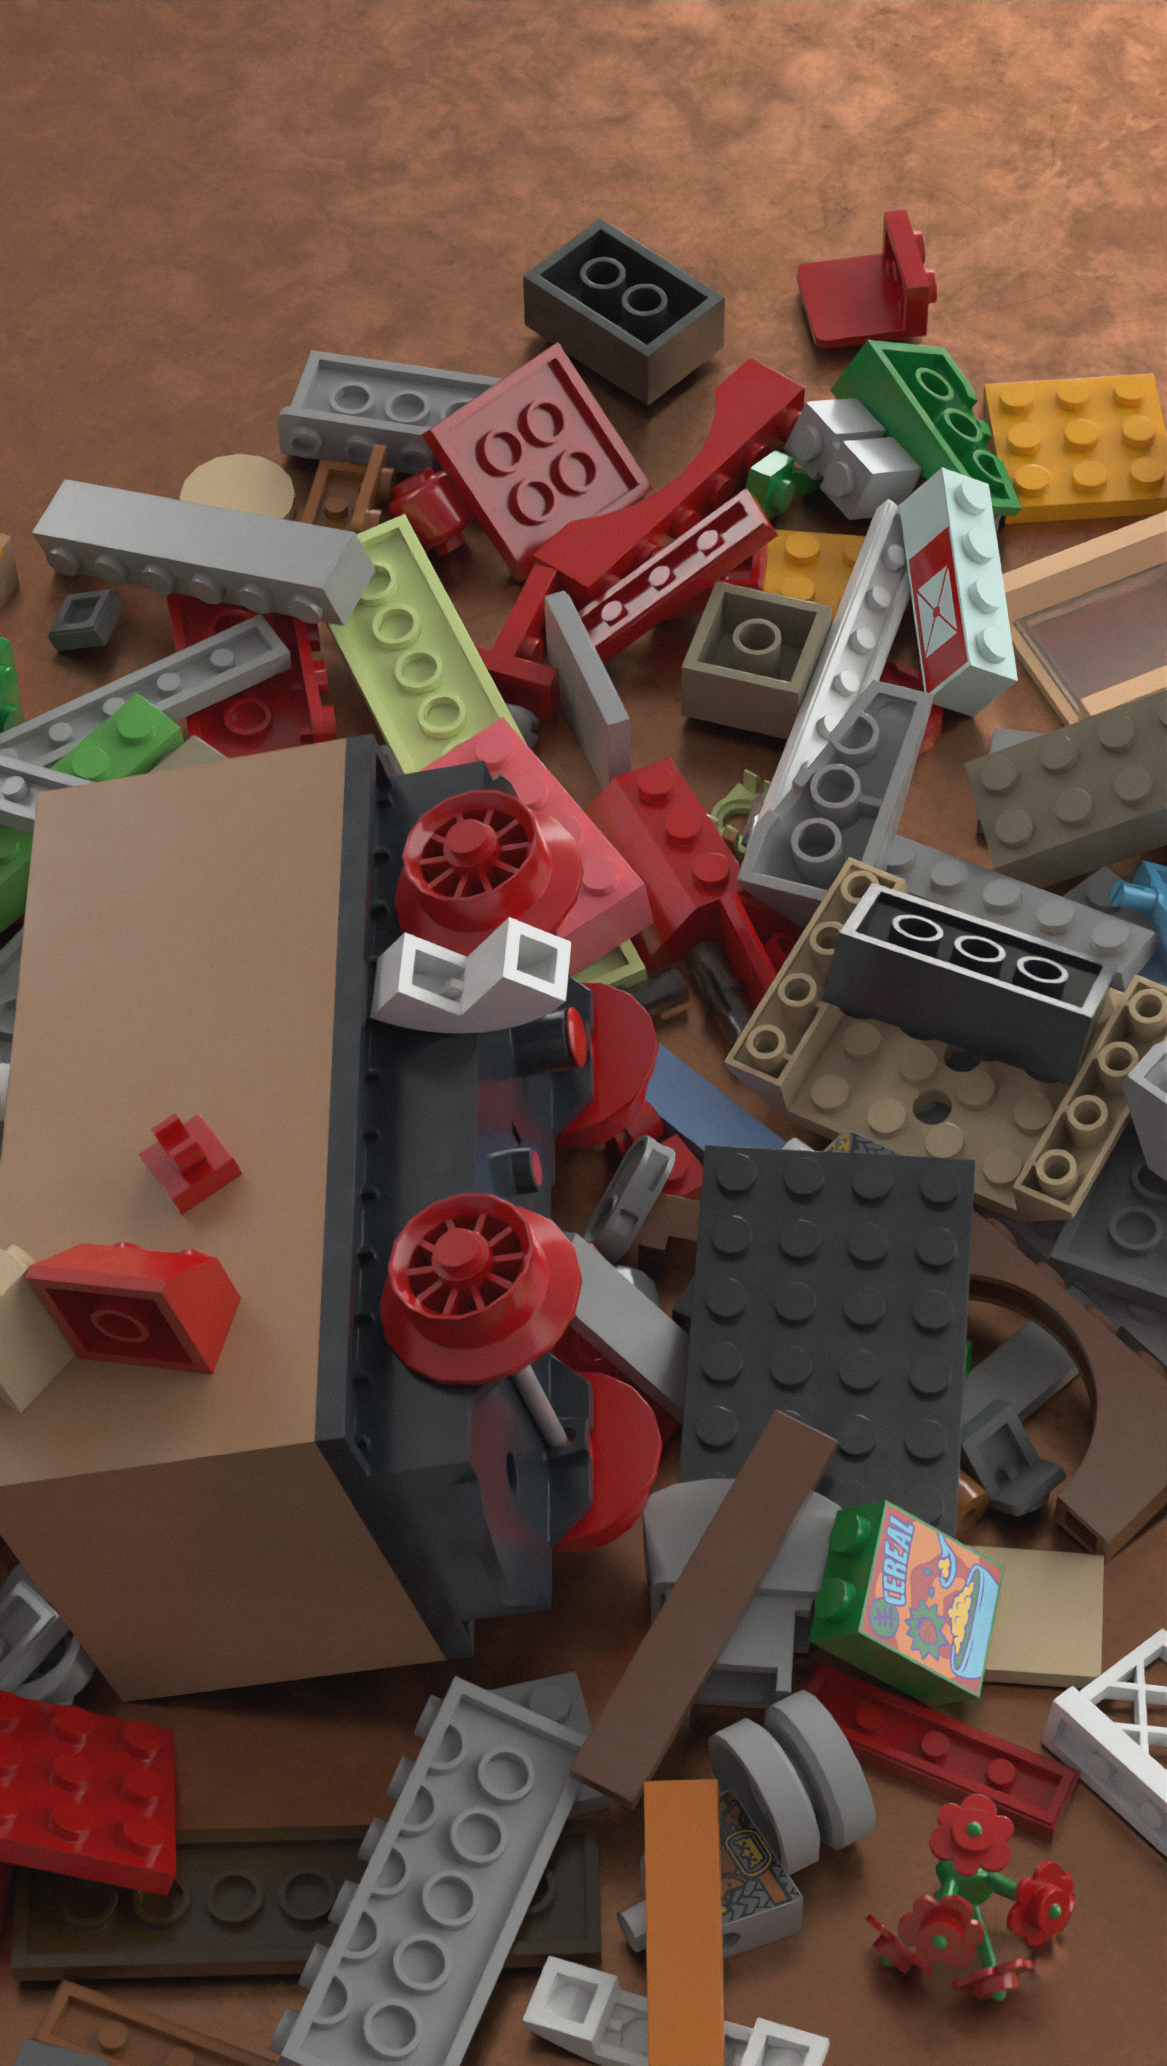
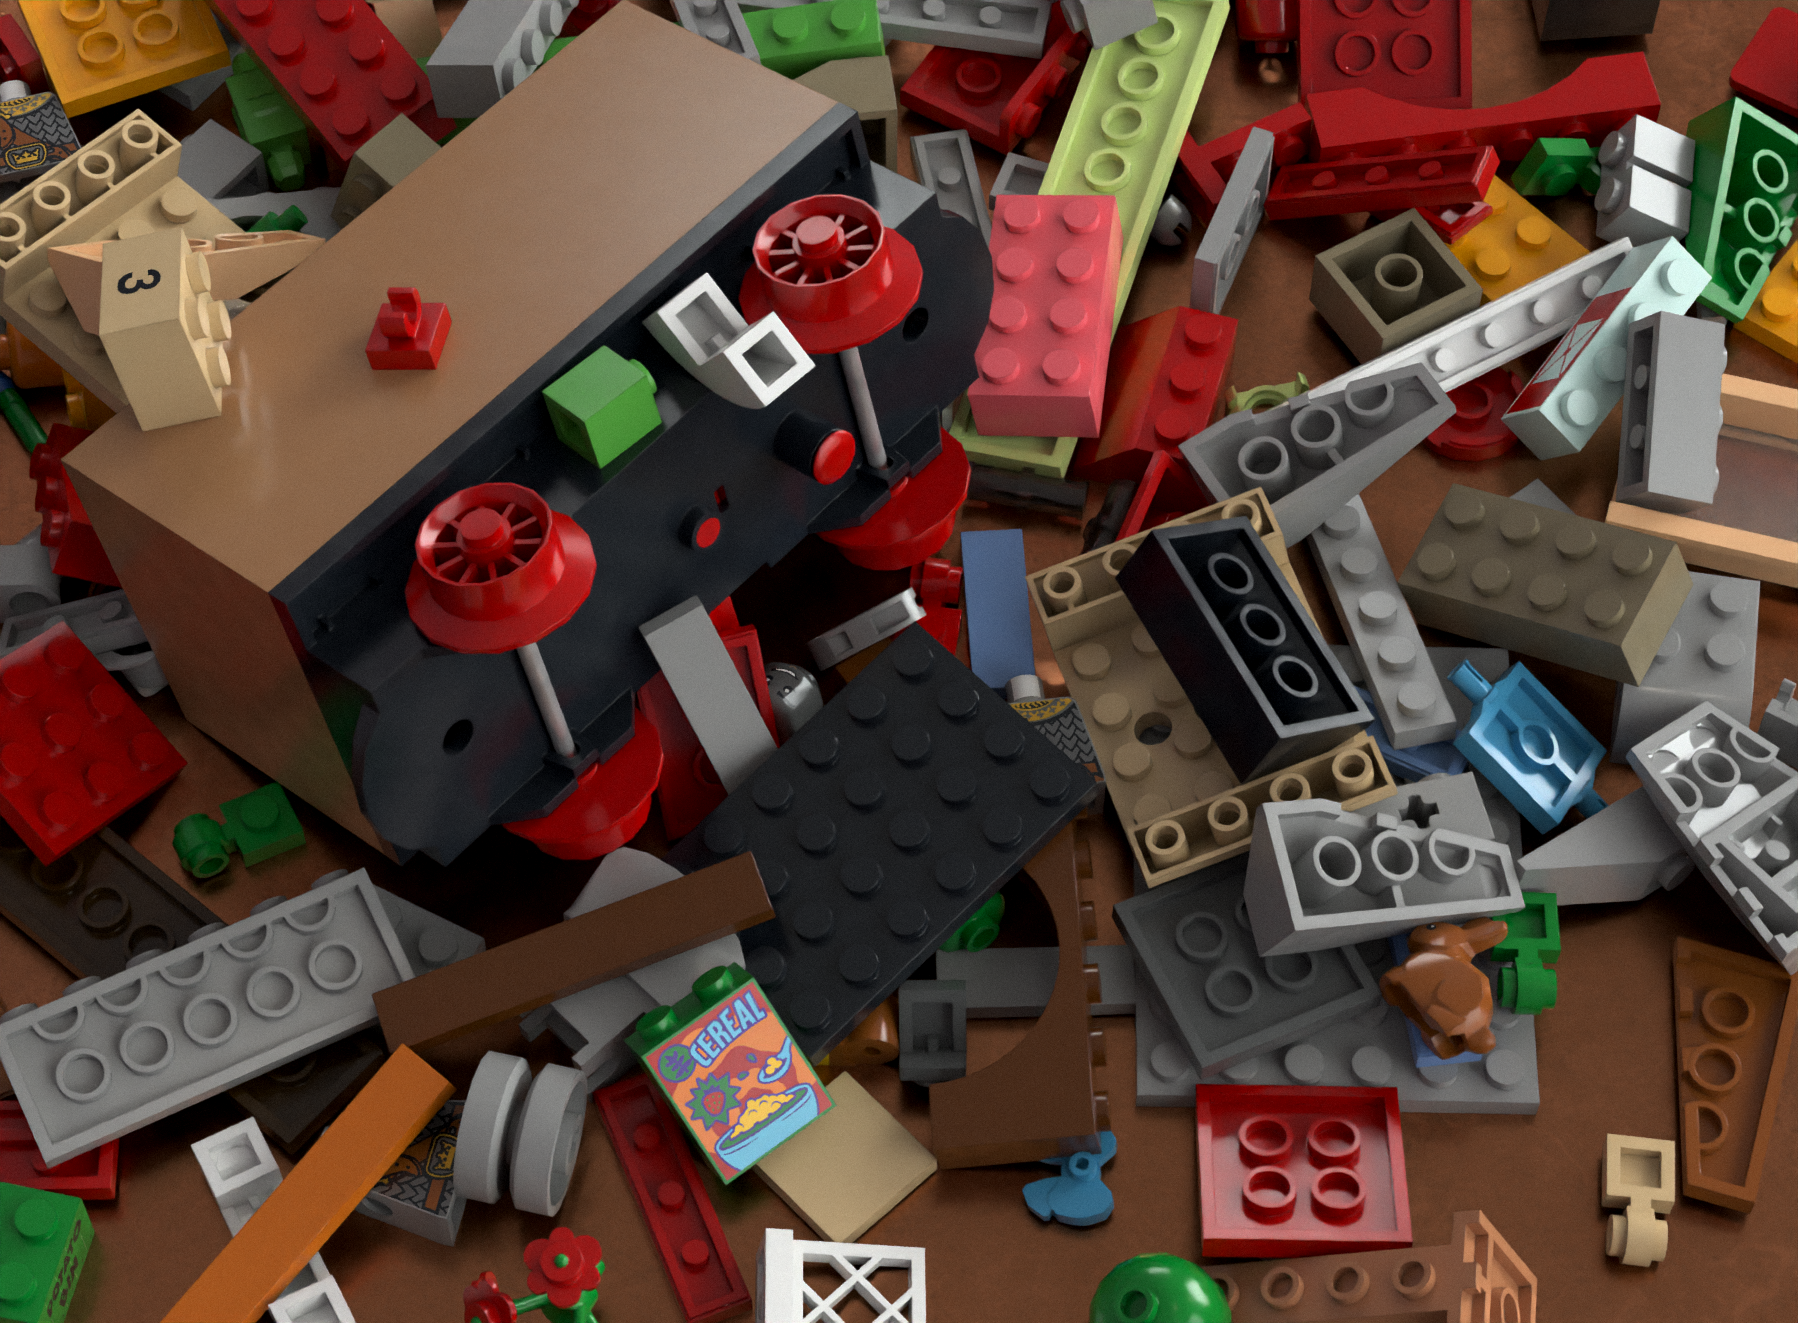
camera: 40 degrees right, 5 degrees up
(138, 1304) = (258, 402): red slope -> none
(280, 1737) = (254, 825): none -> green plate
(415, 1102) = (603, 406): none -> bright green brick
(1064, 602) = (1671, 413): none -> light grey brick

